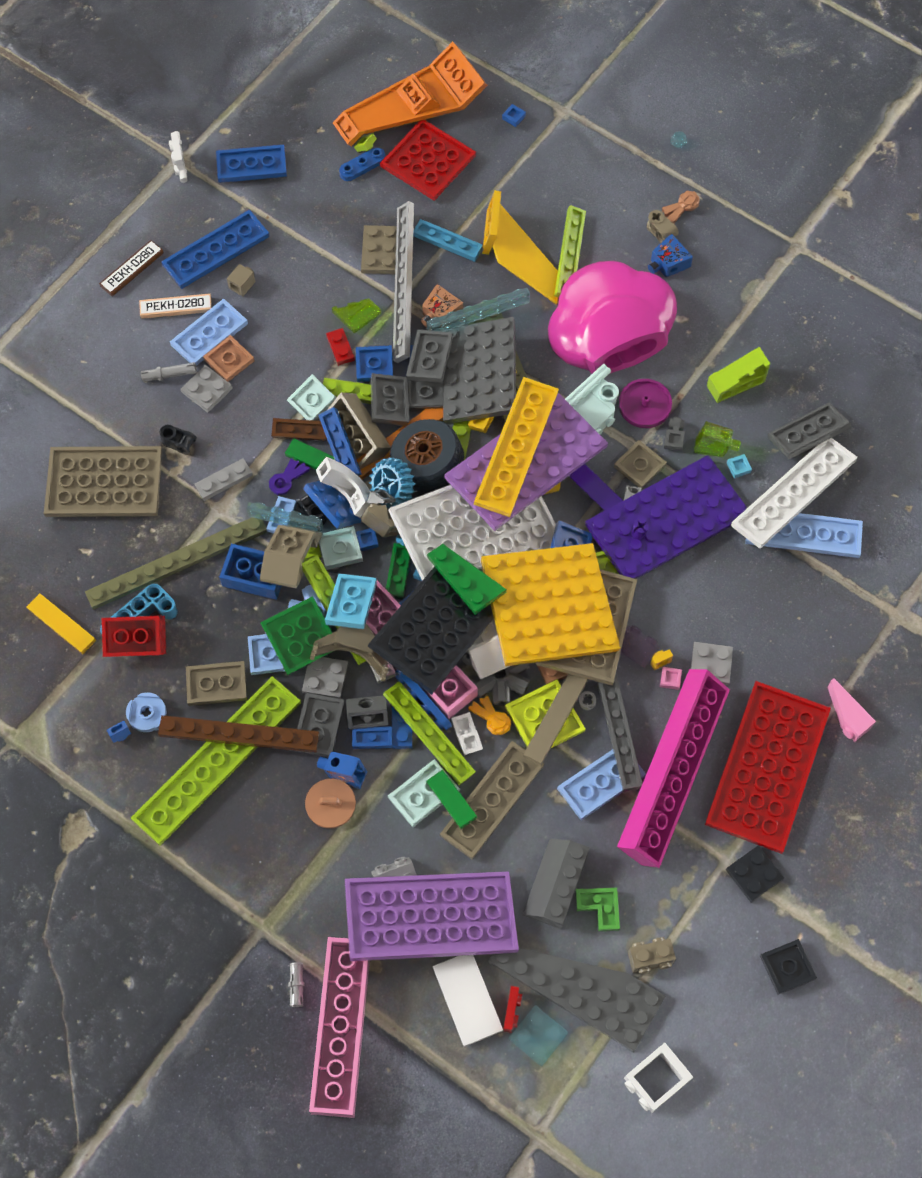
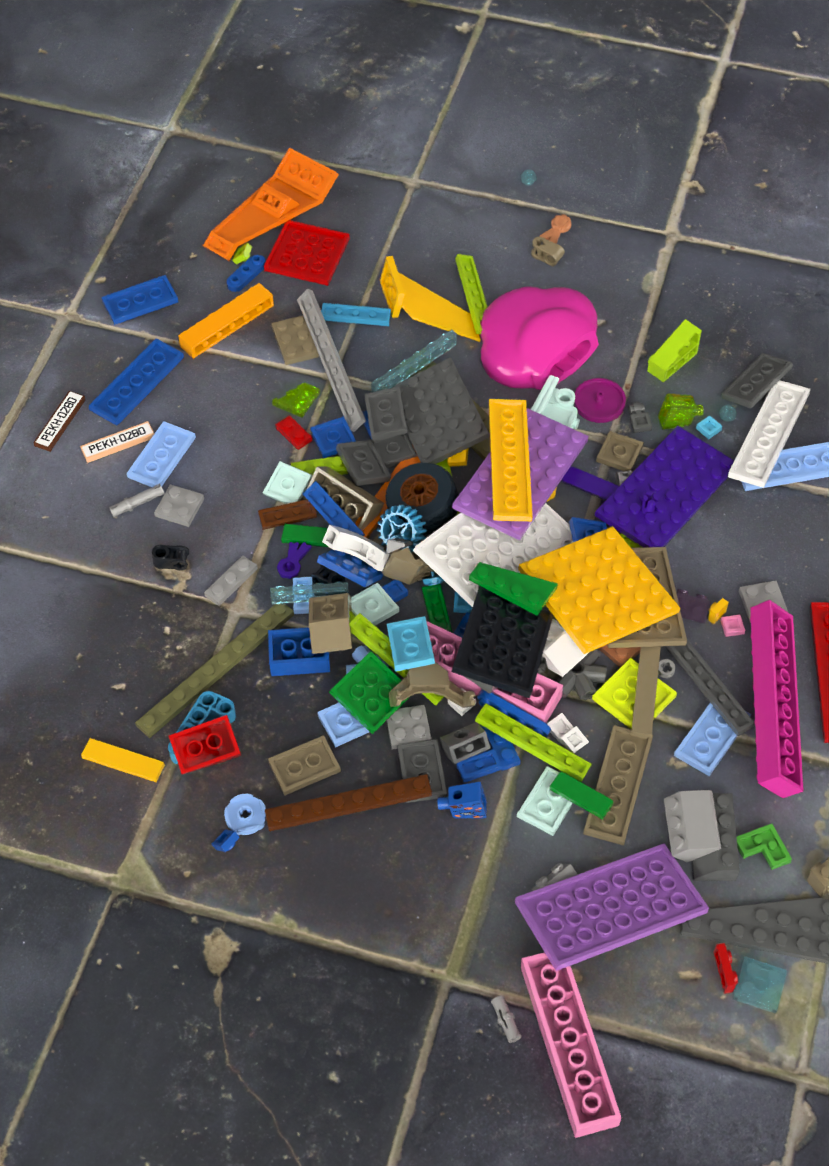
camera: 20 degrees left, 10 degrees down
(103, 481) = (112, 617): dark tan plate -> none
(177, 156) = (68, 311): white plate -> none
(211, 765) = (331, 844): lime plate -> none
(228, 358) = (190, 472): nougat plate -> none
(241, 279) = (173, 400): dark tan brick -> none
(322, 210) = (226, 320): none -> light orange brick
(330, 803) = (464, 839): nougat shield -> none
(439, 304) = (373, 367): nougat torso -> none
(467, 999) = (678, 973): white tile -> none
(497, 722) = (591, 714): light orange piece -> none
(514, 115) = (370, 196): blue plate -> none
(539, 863) = (692, 824): none -> light grey slope
(670, 257) = (567, 272): blue torso -> none
(764, 452) = (730, 410): none -> clear light blue plate

